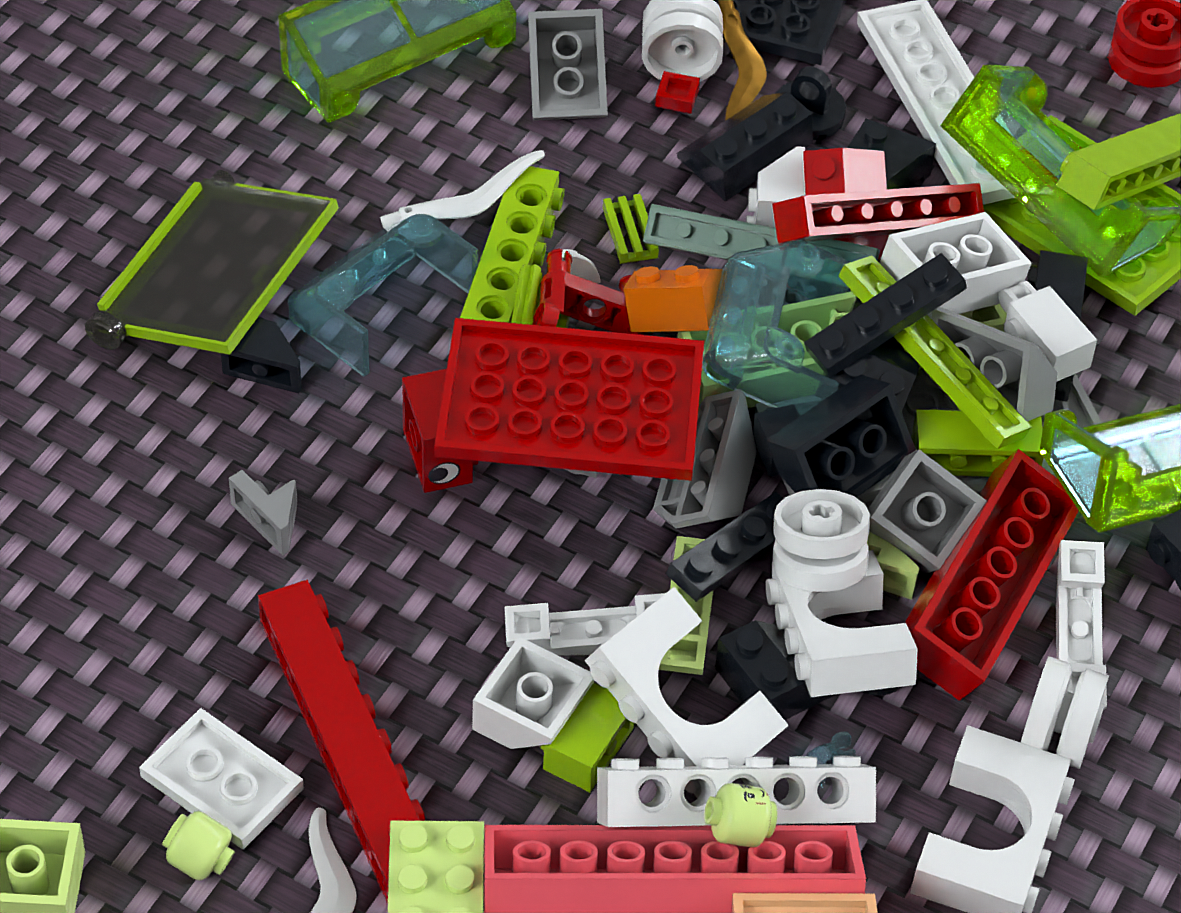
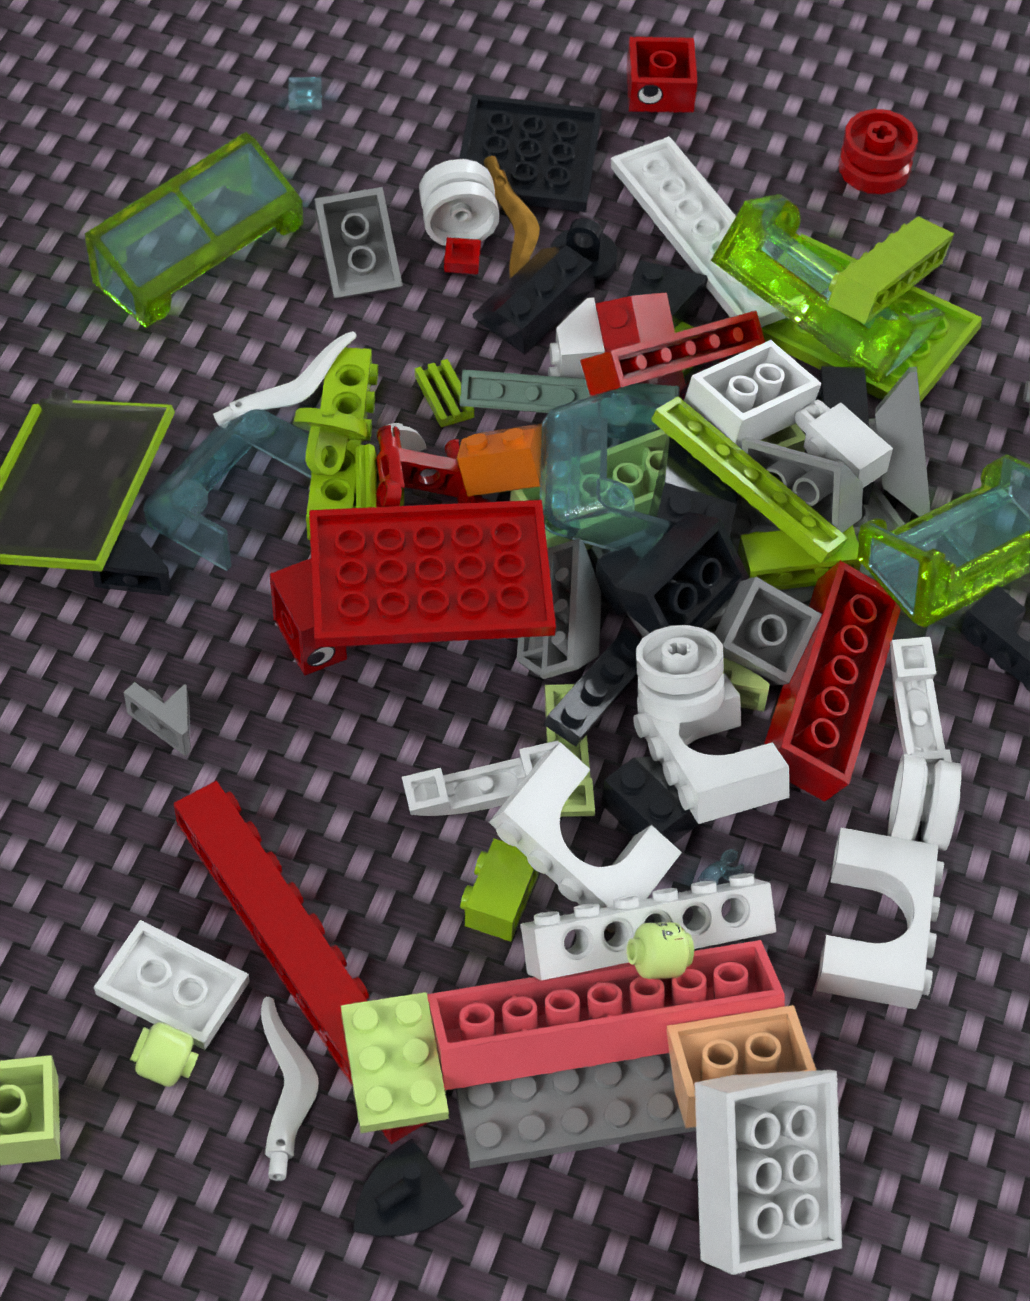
camera: 10 degrees left, 5 degrees up
(496, 246) = (328, 432): none -> lime tile
(529, 696) = (443, 862): white slope -> none
(885, 315) = (702, 453): black plate -> none
(1114, 322) = (900, 425): none -> light grey wedge

